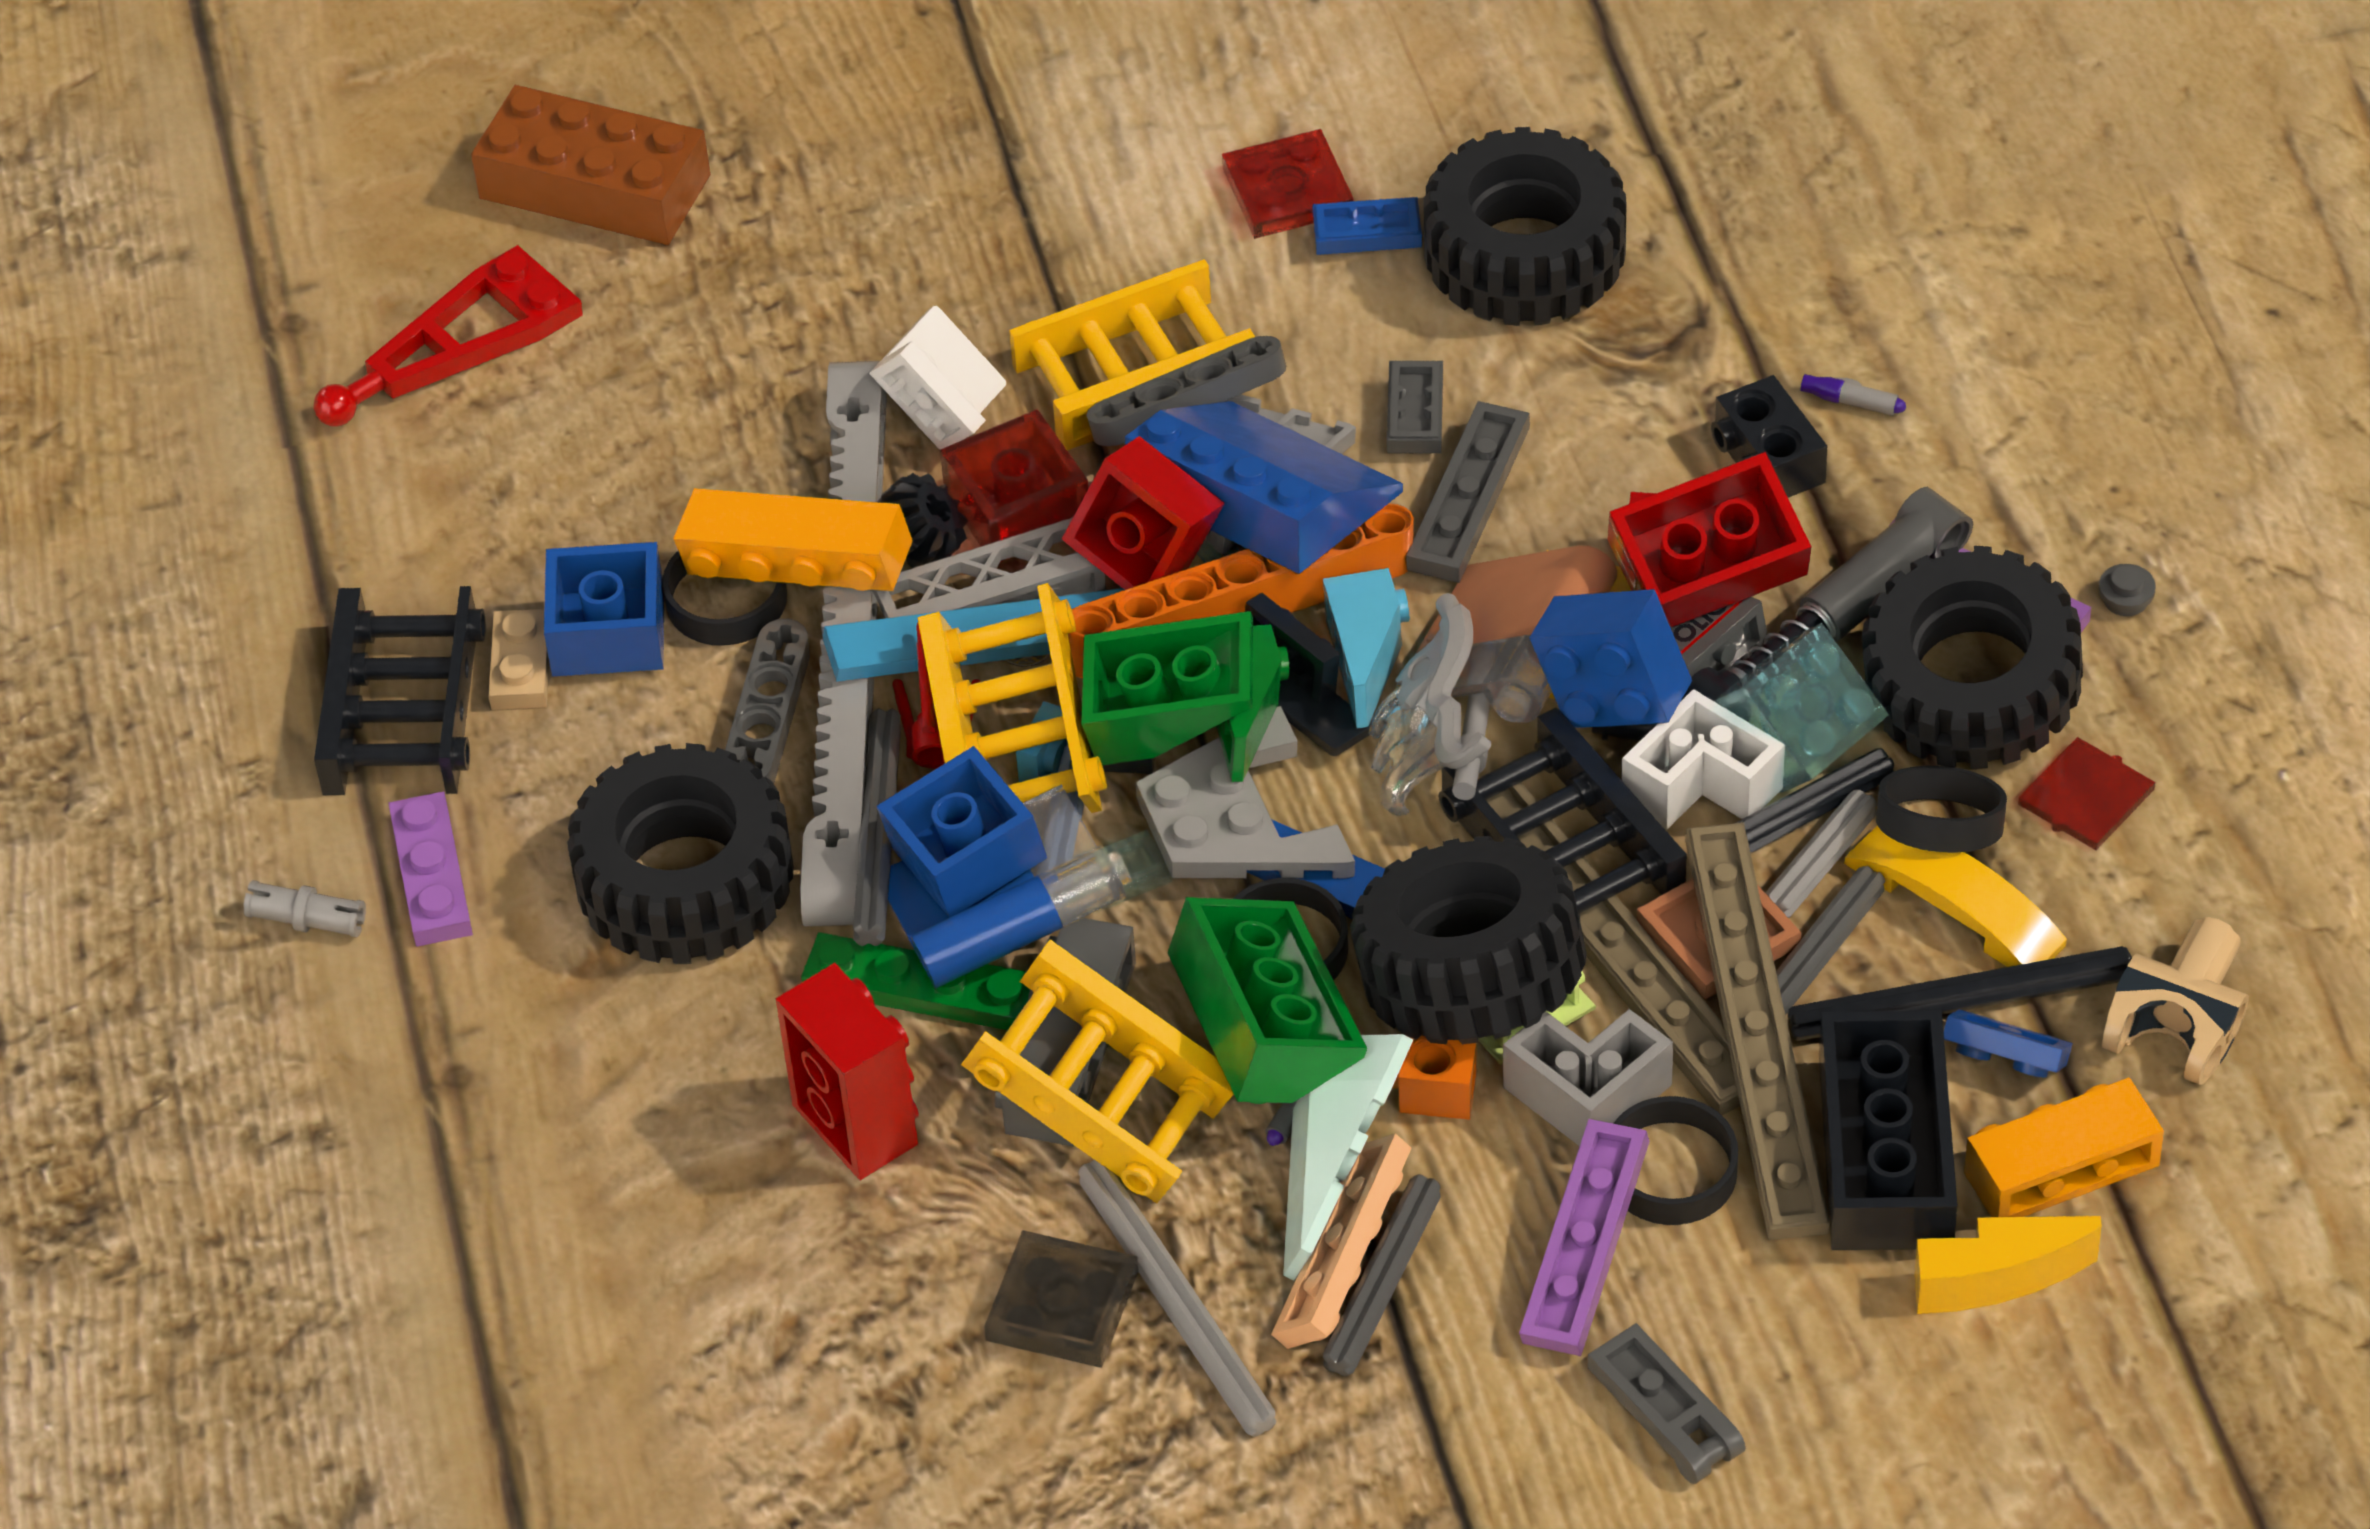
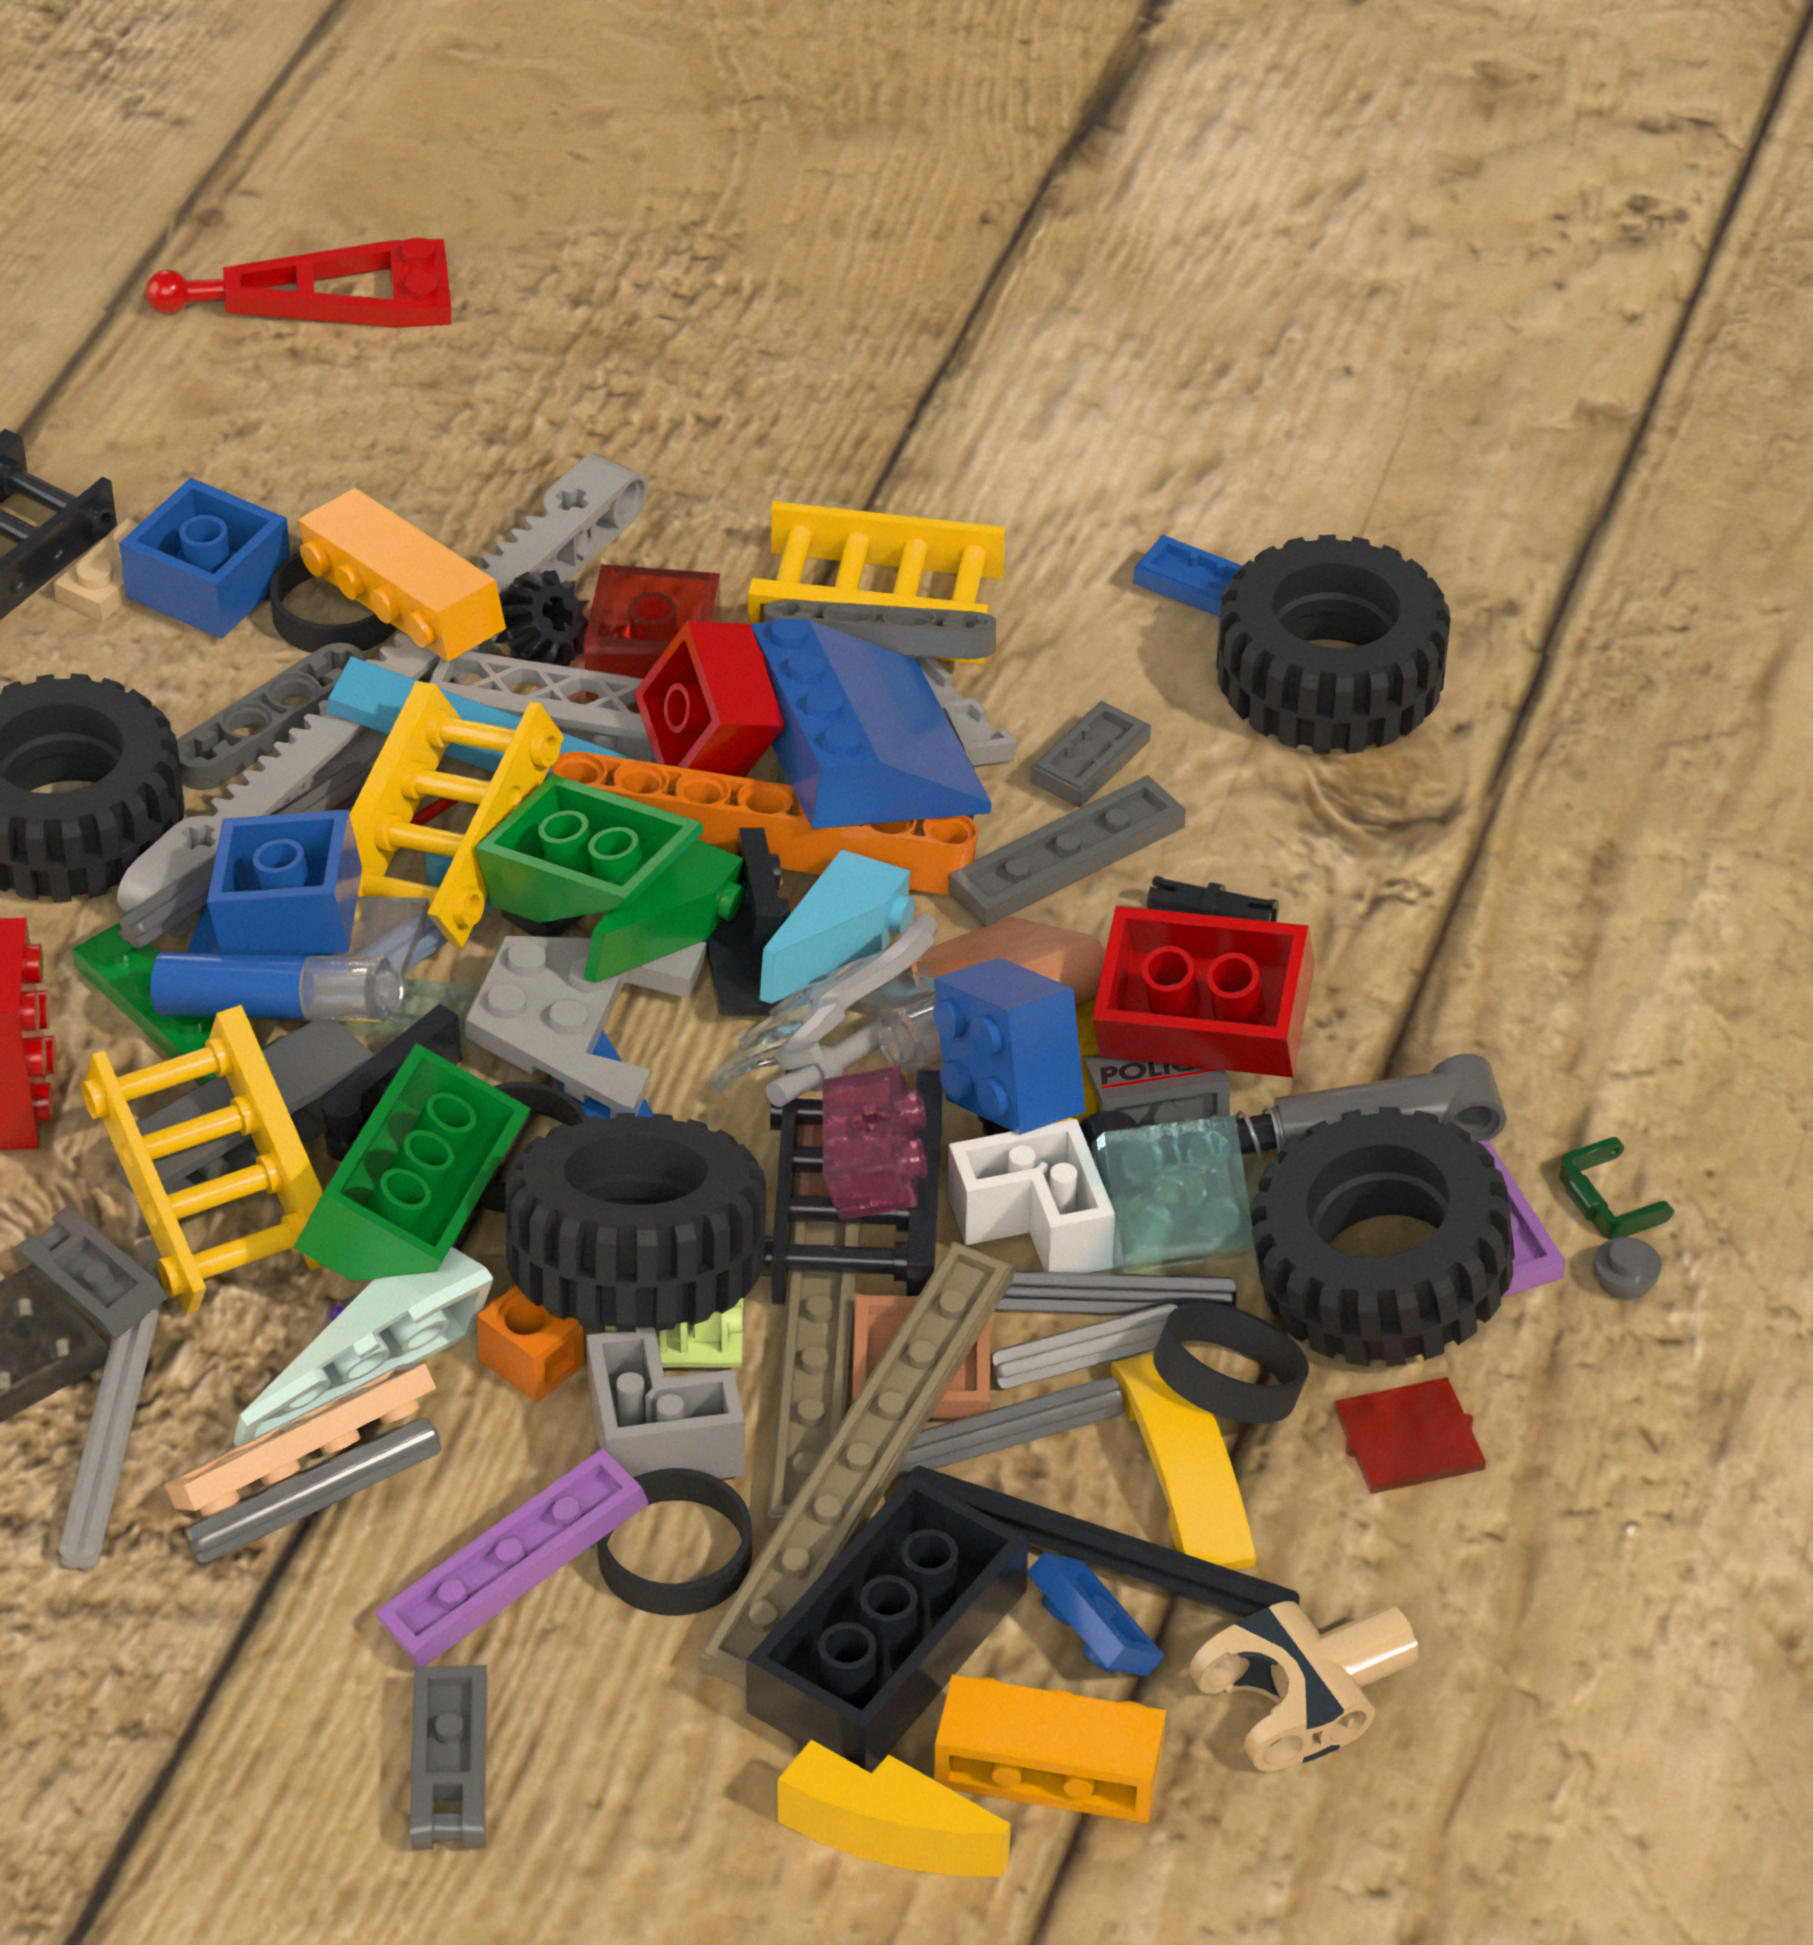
camera: 30 degrees right, 5 degrees down
(591, 164) = (564, 202): dark orange brick -> none
(939, 379) = (679, 510): white bracket -> none
(1077, 1209) = (92, 1273): none -> dark grey plate
(1149, 940) = (355, 1098): none -> black plate
(1283, 180) = (1165, 500): clear red plate -> none
(1569, 787) = (872, 1142): none -> clear pink brick
(1611, 478) = (1209, 900): none -> black pin
(1768, 420) = (1393, 949): black brick -> none
(1852, 393) = (1524, 952): piece -> none
(2058, 554) = (1591, 1202): none -> dark green piece

